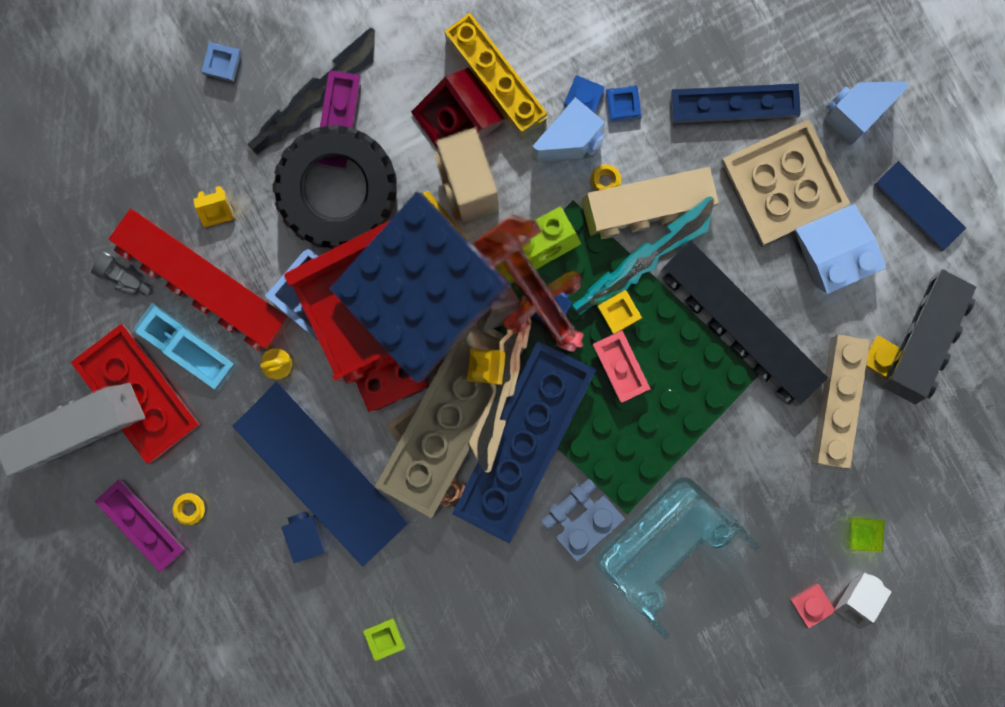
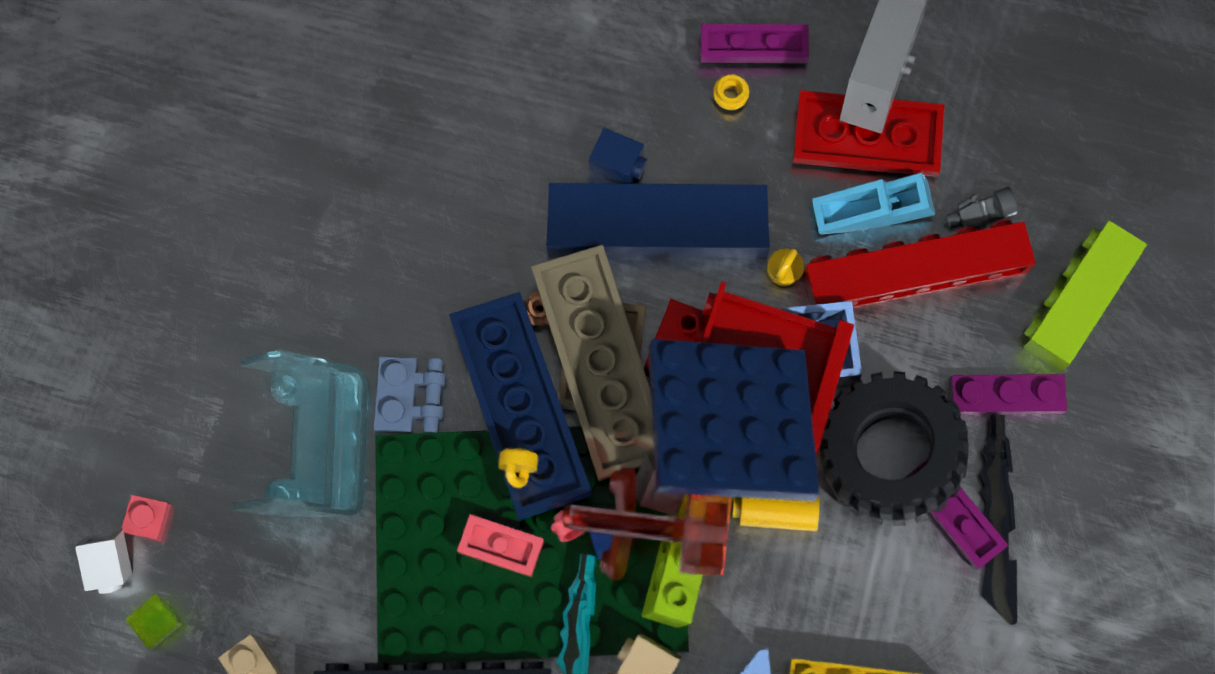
camera: 130 degrees right, 10 degrees down
(121, 162) = (1084, 296): none -> lime brick
(213, 208) = (971, 336): yellow tile -> none
(221, 62) = (1102, 460): medium blue plate -> none
(231, 154) = (1009, 394): none -> magenta plate
(384, 639) = (474, 147): lime plate -> none
(457, 106) = (863, 623): dark red slope -> none
(466, 177) = (794, 562): tan brick -> none
(486, 366) = (612, 426): yellow tile -> none
(490, 427) = (585, 430): tan sword -> none
(564, 402) = (520, 462): none -> yellow tile
(619, 312) = (548, 590): yellow plate -> none

